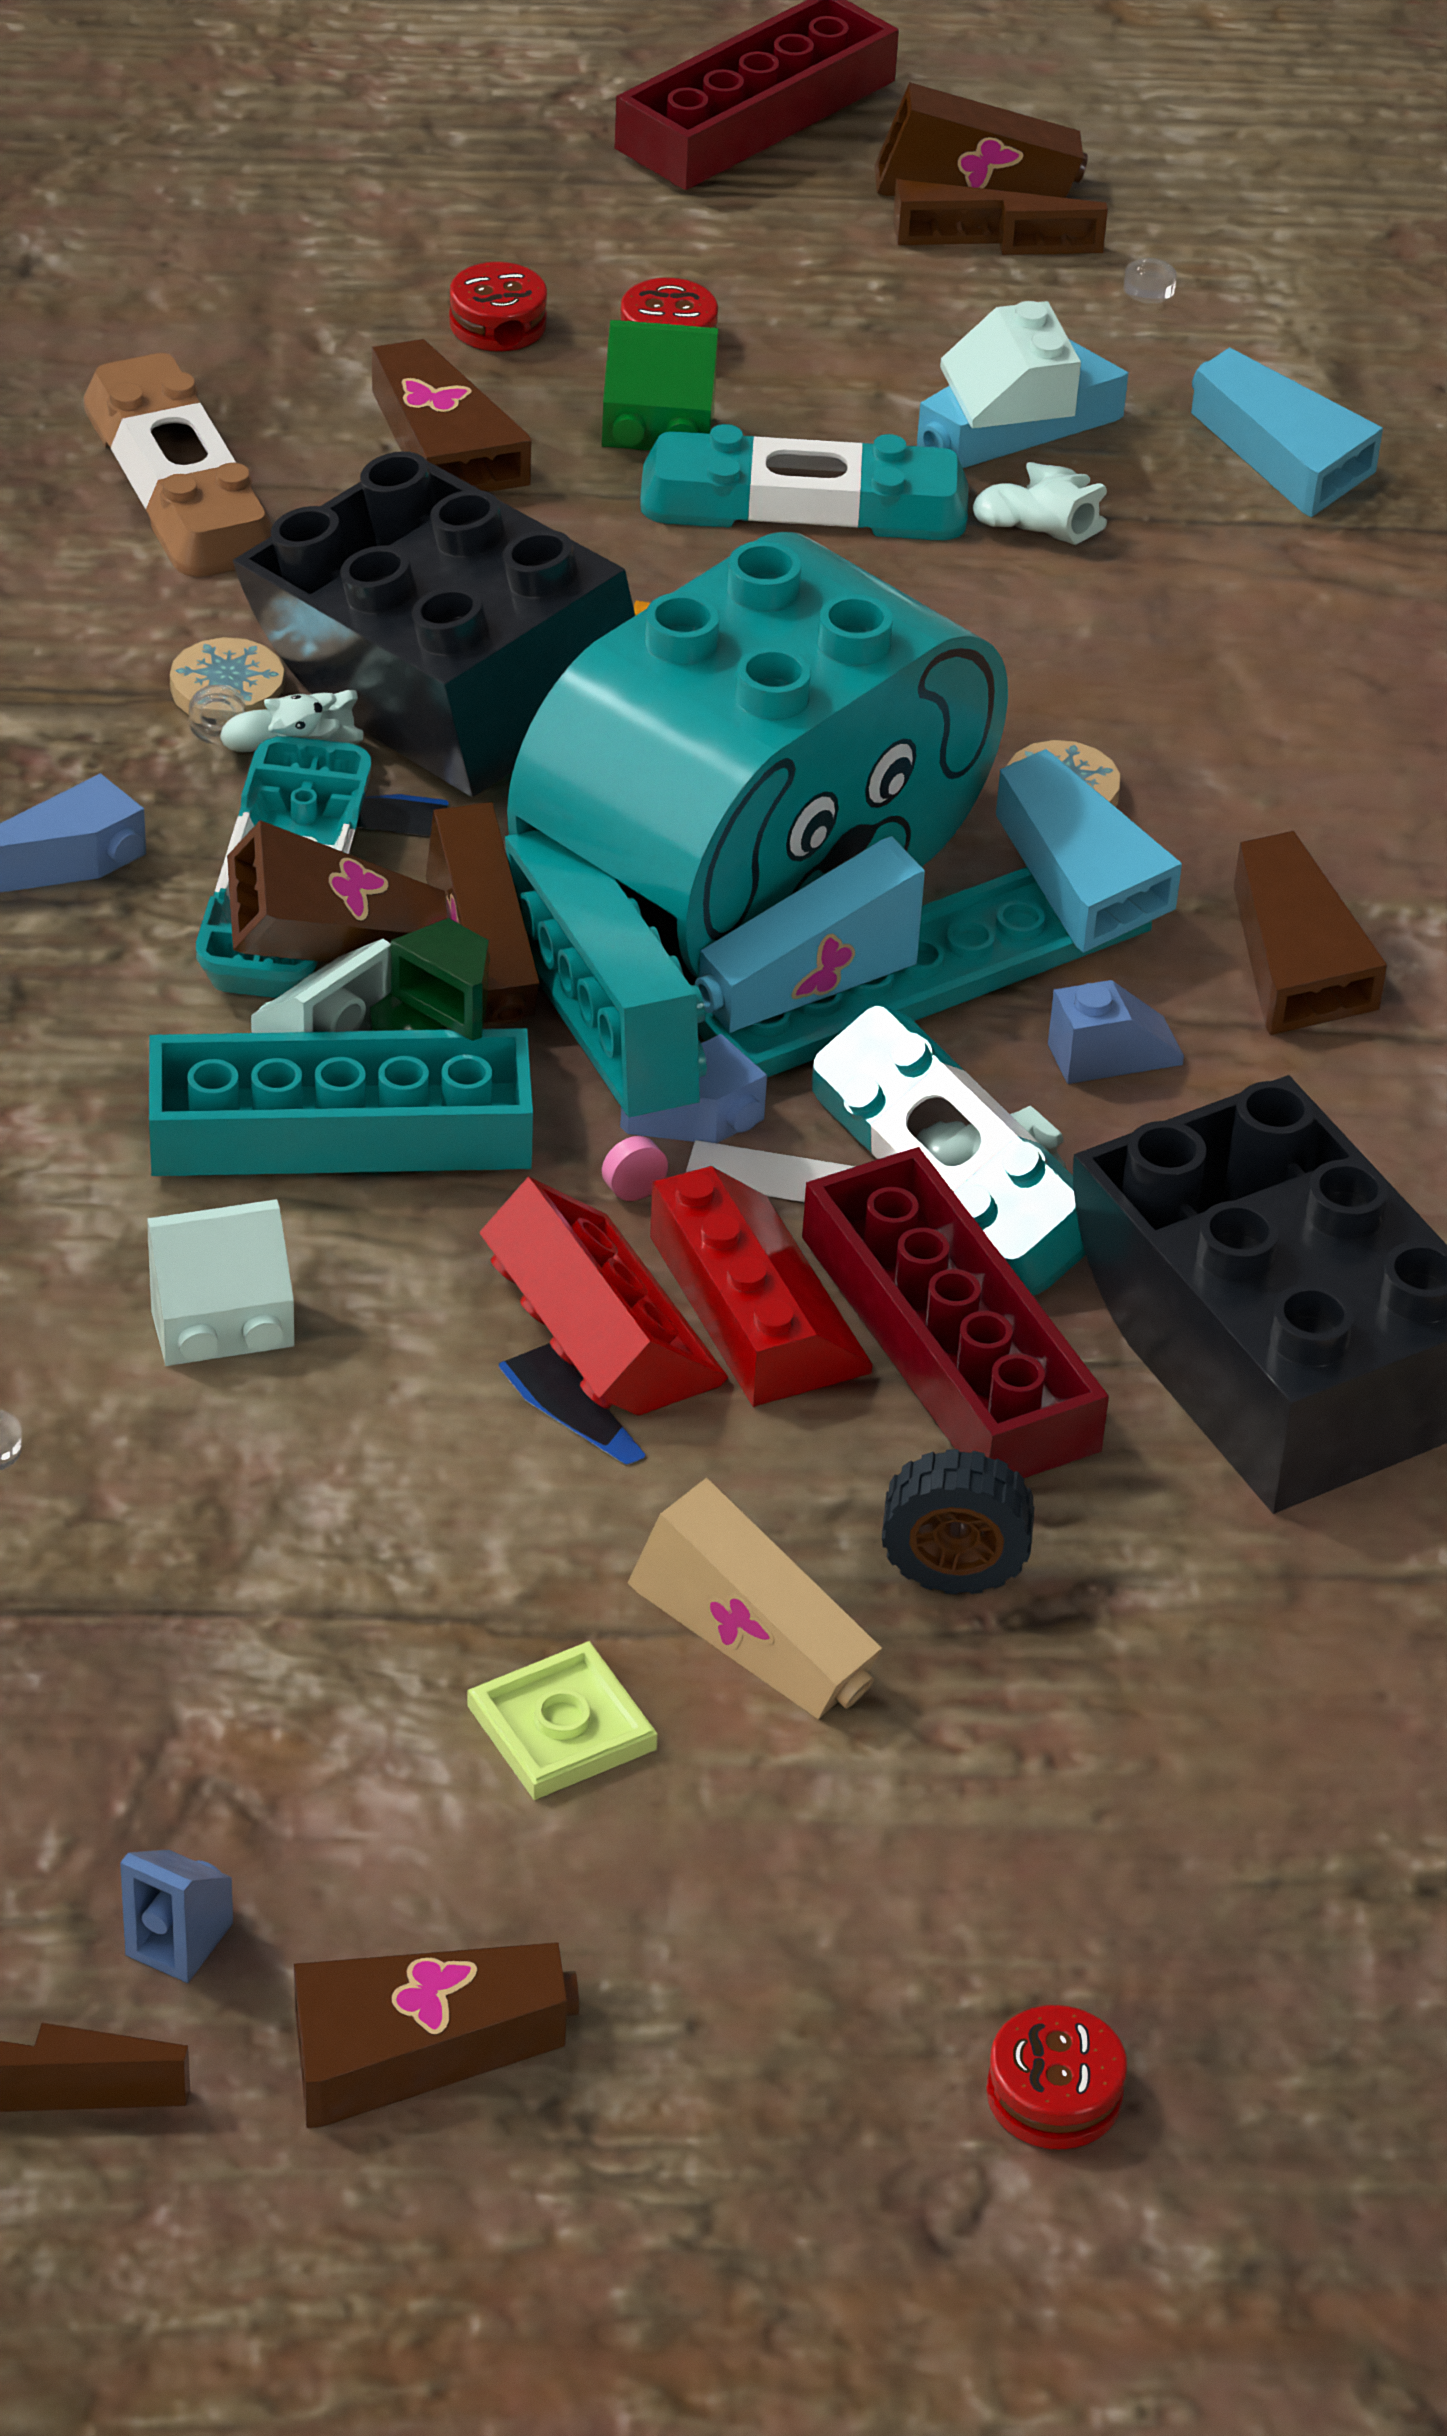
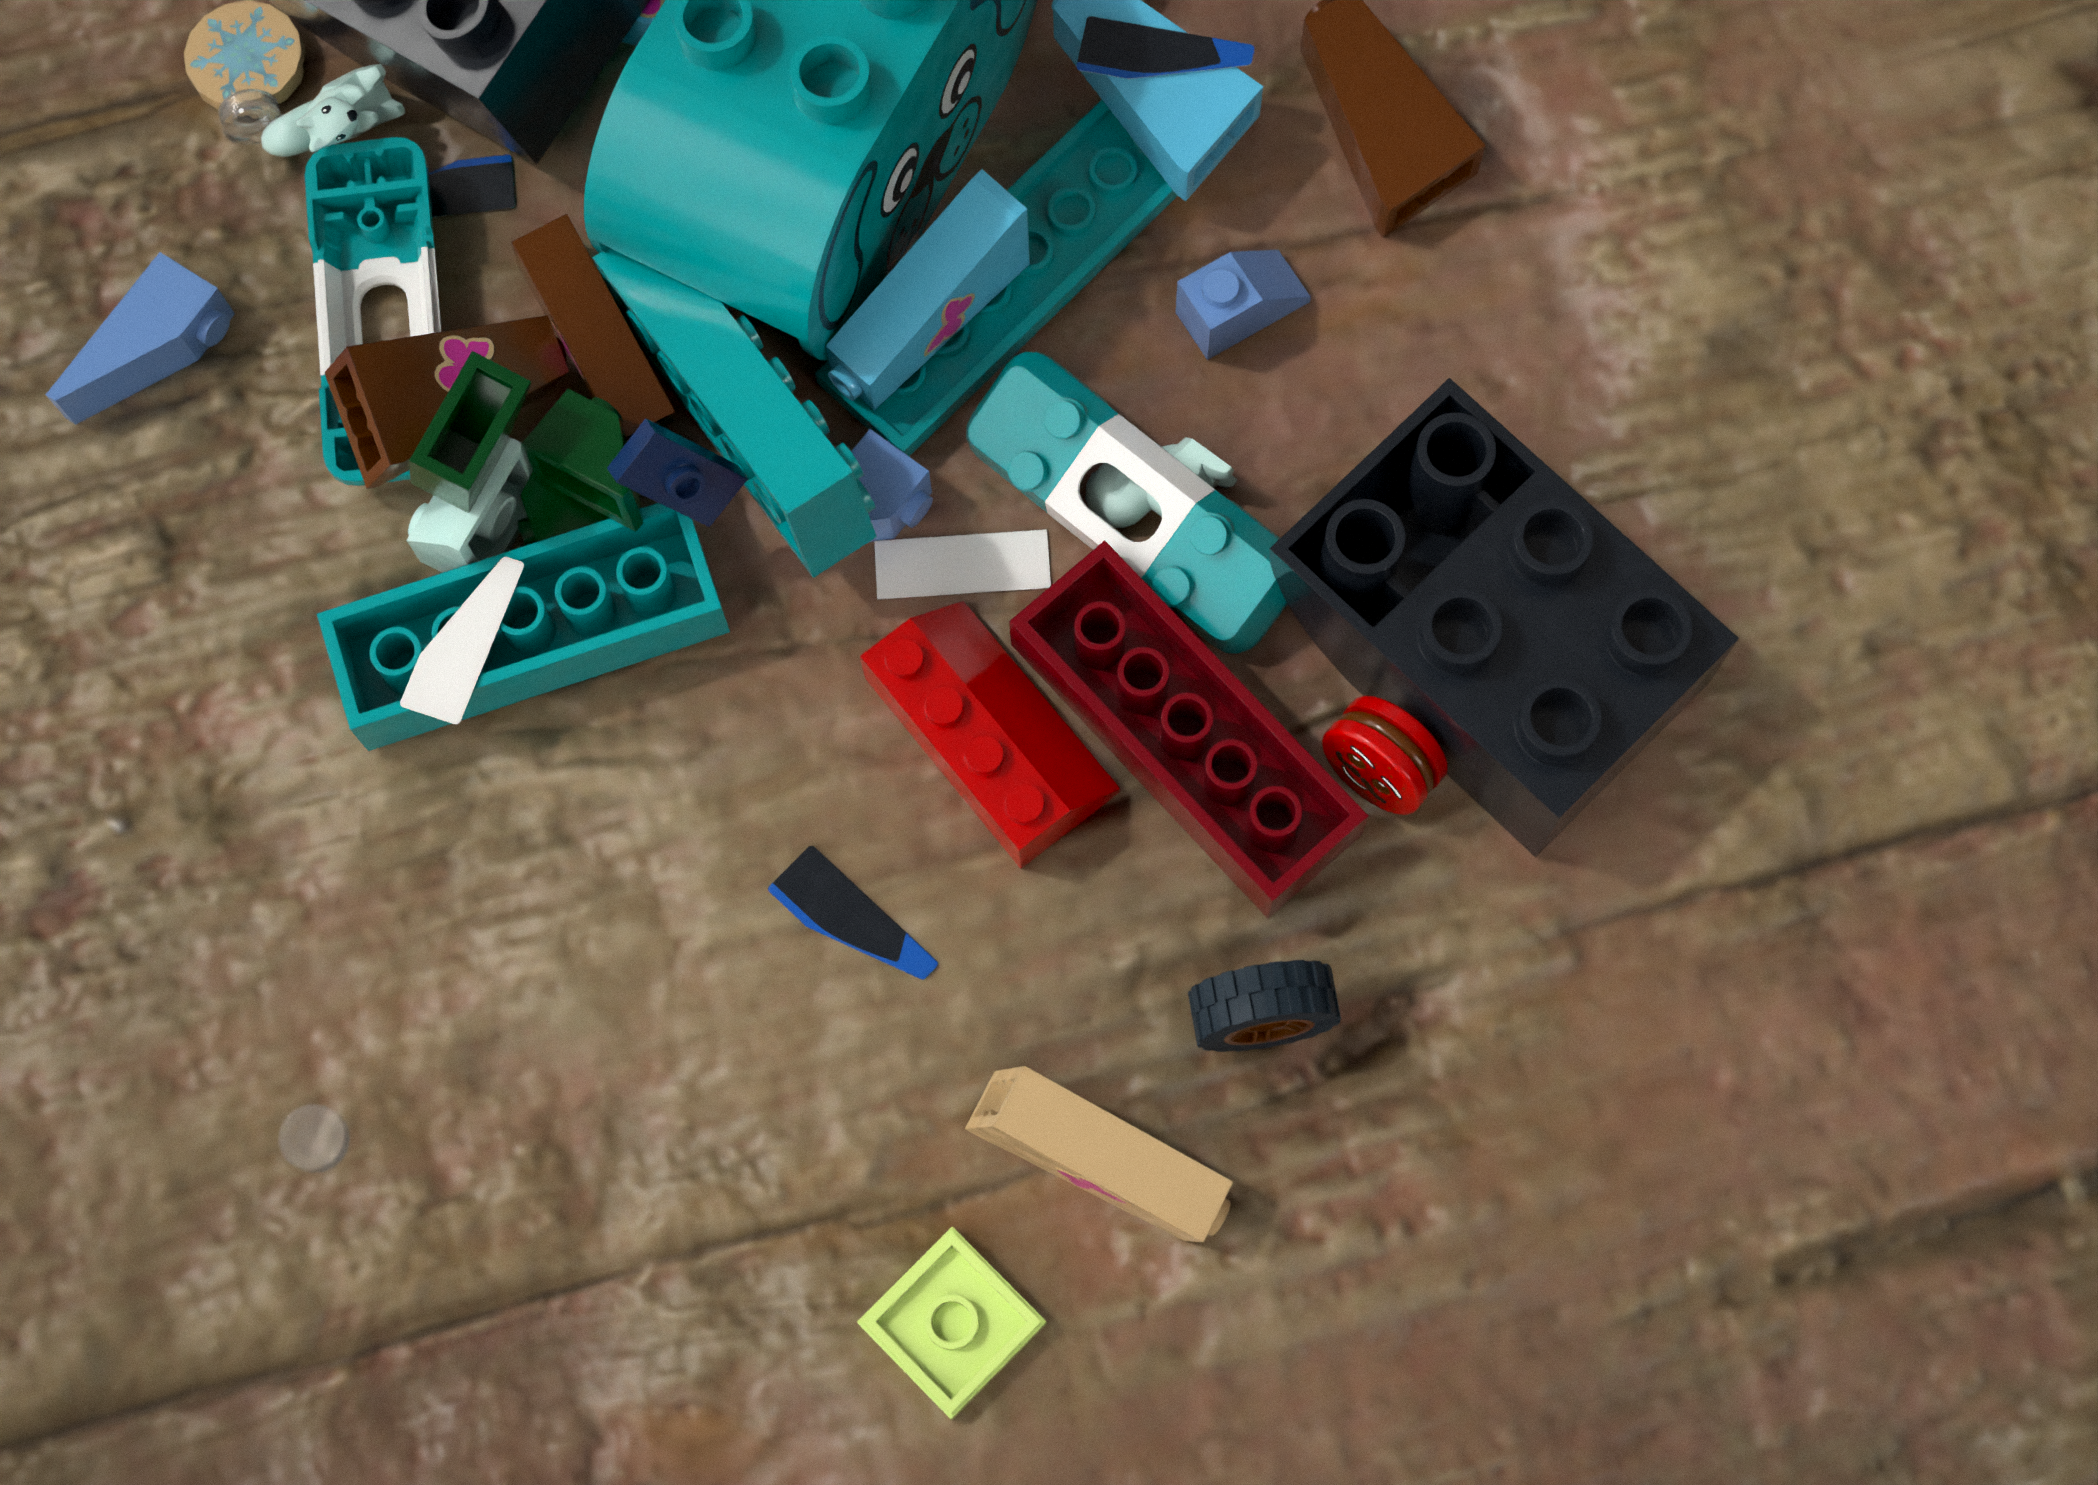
camera: 10 degrees left, 30 degrees up
(220, 1282) = (481, 907): light aqua slope -> none
(266, 1093) = (456, 655): none -> white sticker
(346, 905) = (468, 432): none -> dark green slope
(529, 986) = (677, 473): none -> dark blue plate
(598, 1302) = (846, 797): slope -> none
(633, 1167) = (830, 612): bright pink tile -> none
(1076, 815) = (1147, 51): none -> black sticker
(1146, 1373) = (1385, 755): none -> red head

